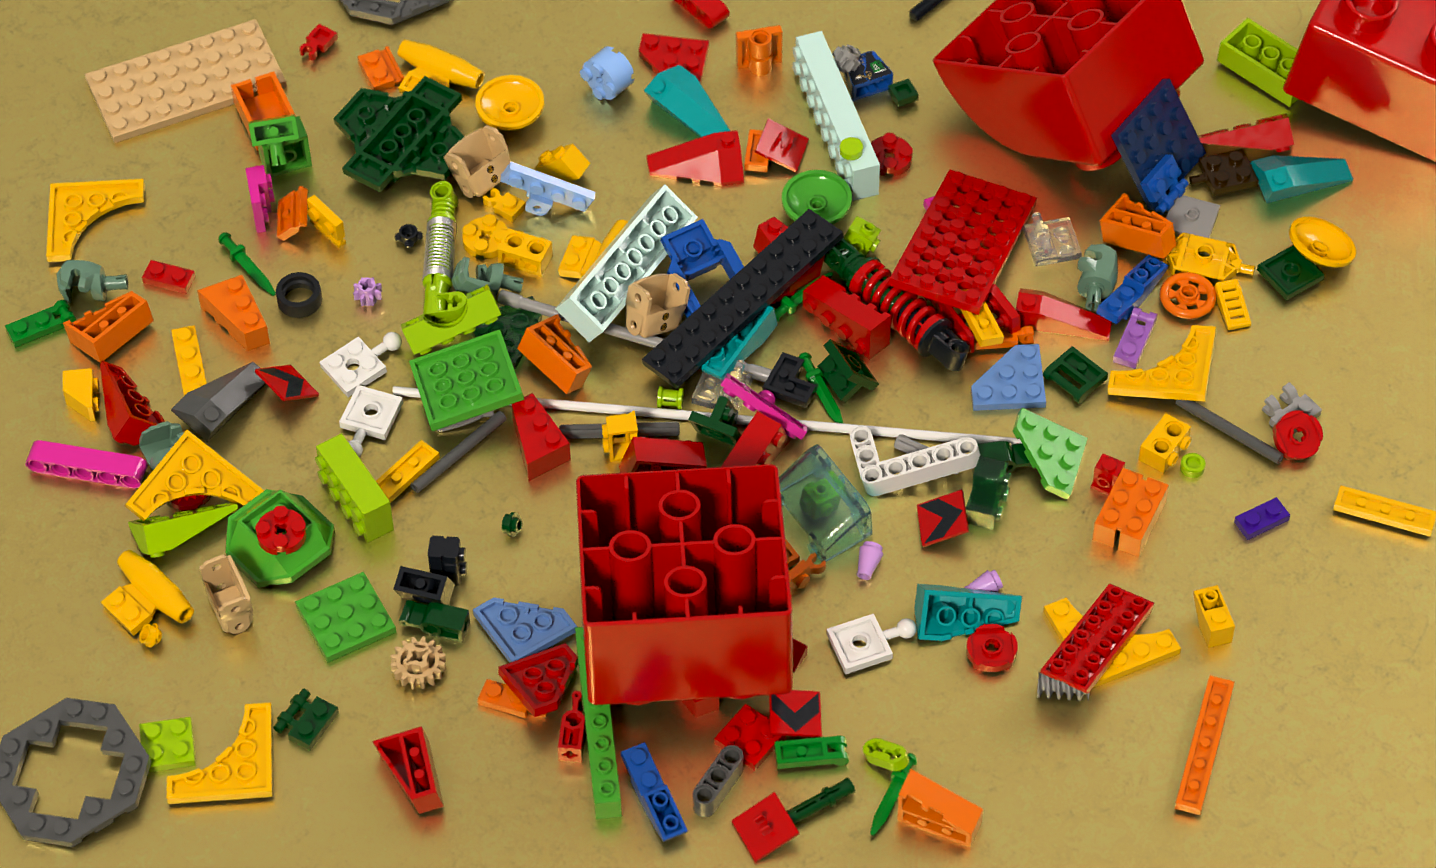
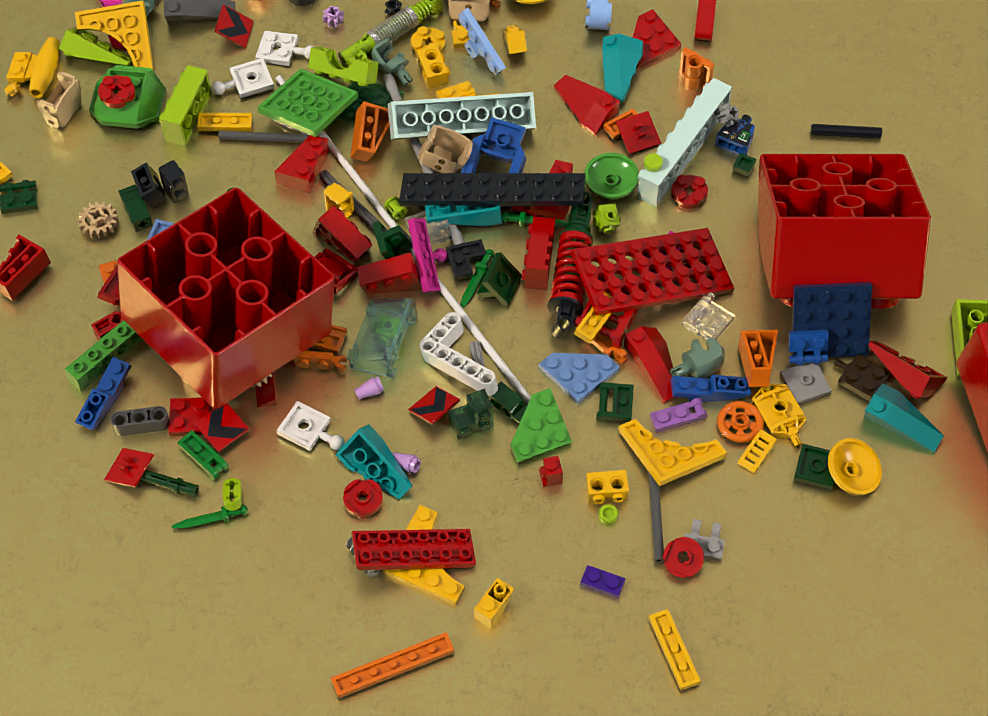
camera: 50 degrees right, 5 degrees up
(345, 617) = (103, 166): bright green plate -> none
(938, 810) = (213, 549): orange wedge -> none
(1132, 509) = (533, 503): orange piece -> none

